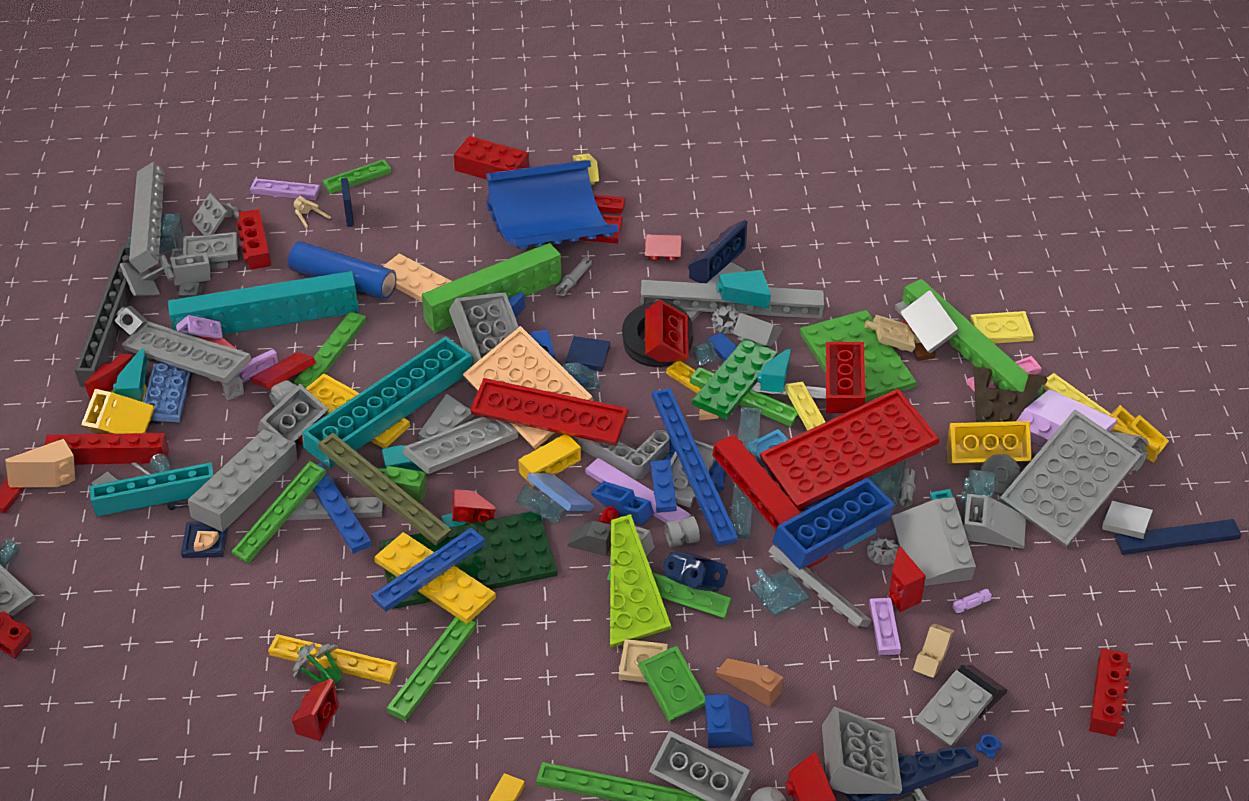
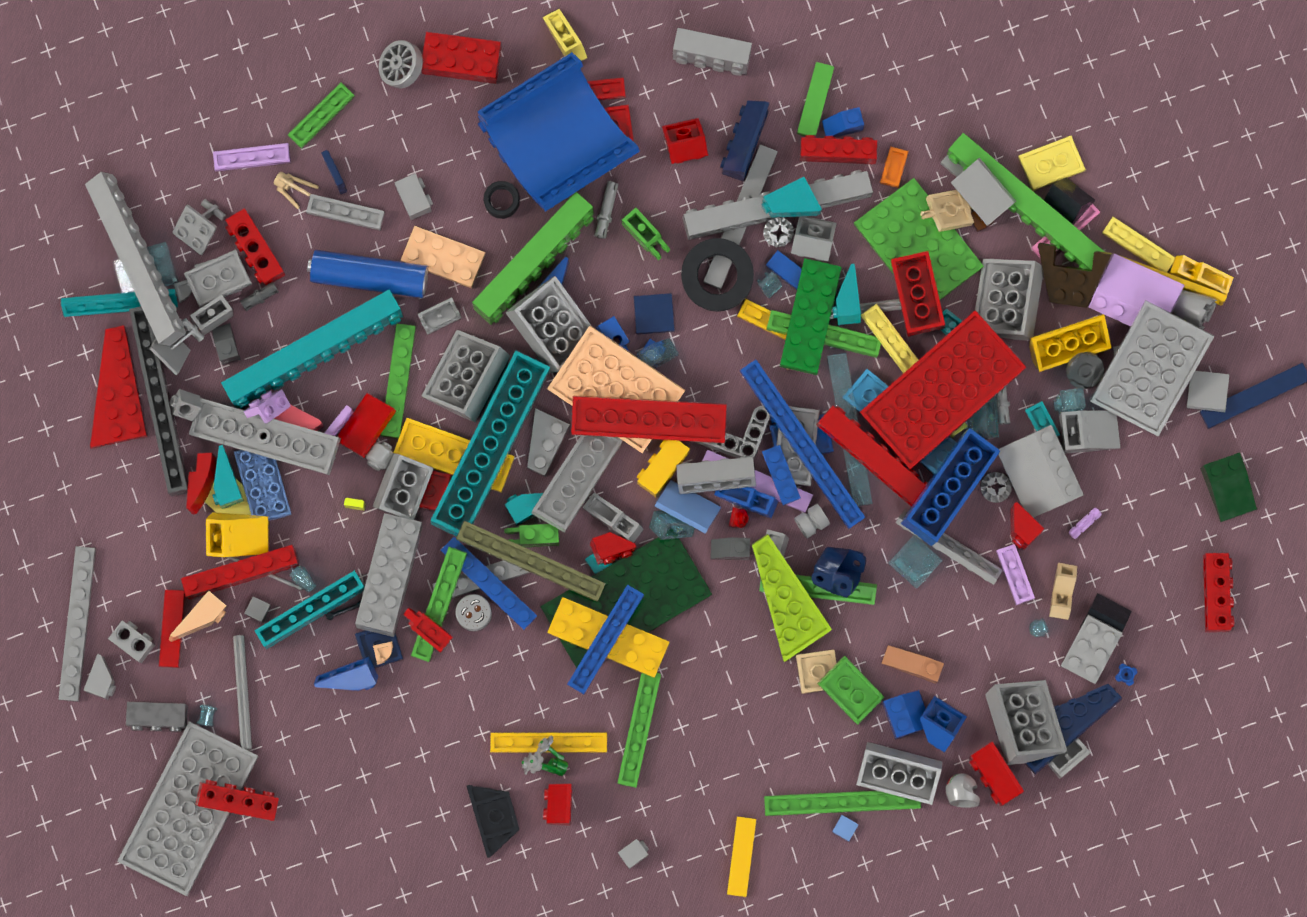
camera: 15 degrees left, 35 degrees up
(51, 544) = (242, 692): none -> light grey axle
(76, 313) = (118, 404): none -> red wing
(102, 246) = (104, 303): none -> teal plate
(167, 550) = (349, 677): none -> slope
(240, 271) = (259, 296): none -> dark grey pin
(241, 424) = (354, 504): none -> neon yellow tile
(241, 709) = (494, 817): none -> black wing
(257, 526) = (428, 629): none -> red hinge
(310, 531) = (473, 612): none -> light grey head
(344, 234) = (345, 212): none -> light grey plate
(374, 779) = (634, 853): none -> light grey brick
(390, 312) = (439, 316): none -> light grey hinge
(391, 354) = (466, 375): none -> light grey slope
(407, 234) = (413, 197): none -> light grey brick
(438, 152) = (396, 62): none -> light grey wheel
(484, 260) = (499, 213): none -> black tyre
(485, 486) = (613, 518): none -> light grey slope
(598, 471) = (716, 475): none -> light grey brick
(601, 292) = (644, 232): none -> bright green hinge
(666, 333) = (730, 284): red slope -> none
(709, 192) = (711, 51): none -> light grey brick
(763, 740) = (941, 723): none -> blue slope
(791, 246) = (815, 99): none -> bright green tile
(800, 276) = (838, 150): none -> red brick
(812, 262) = (844, 123): none -> blue slope
(850, 301) = (894, 167): none -> orange tile
(897, 678) = (1038, 628): none -> clear light blue plate
(942, 401) = (1010, 296): none -> light grey slope
(1013, 349) = (1068, 200): none -> black slope
(1137, 601) = (1229, 487): none -> dark green slope

